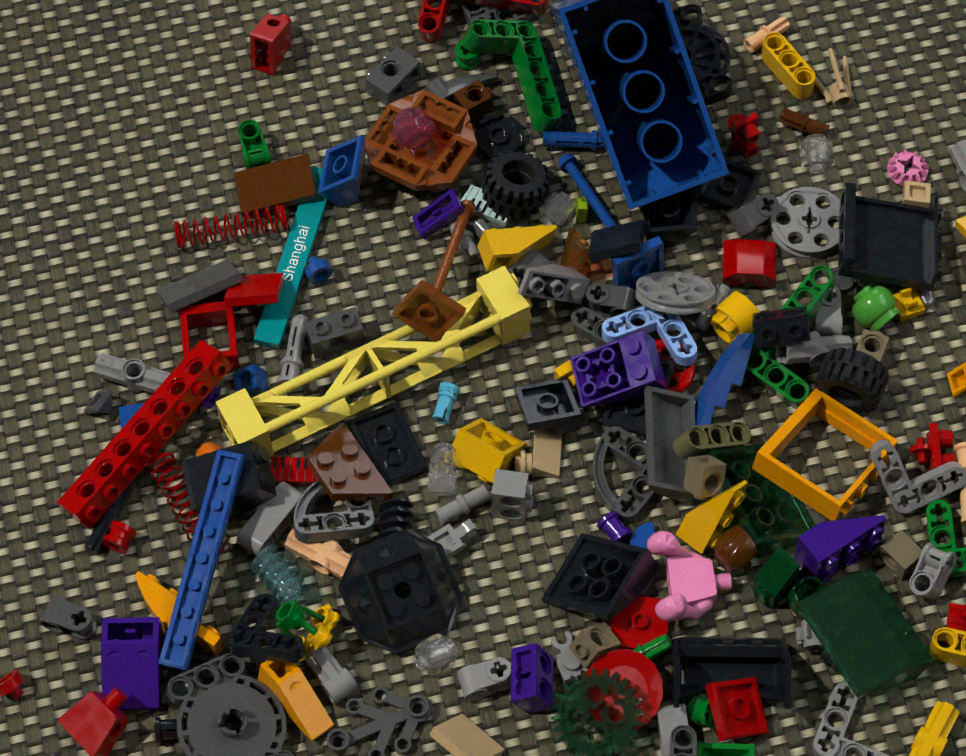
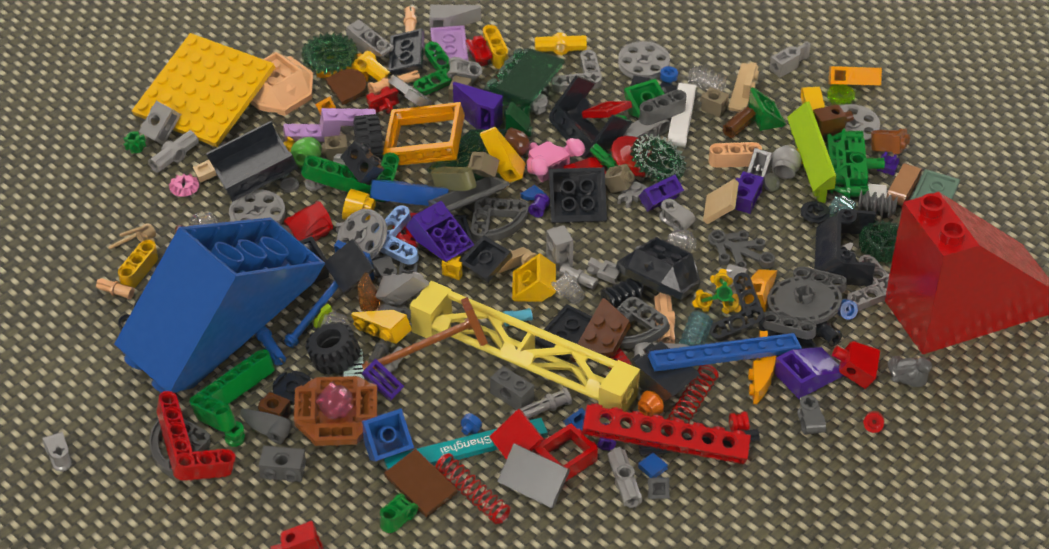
camera: 125 degrees left, 15 degrees down
(911, 358) = (330, 124): none -> lavender bracket

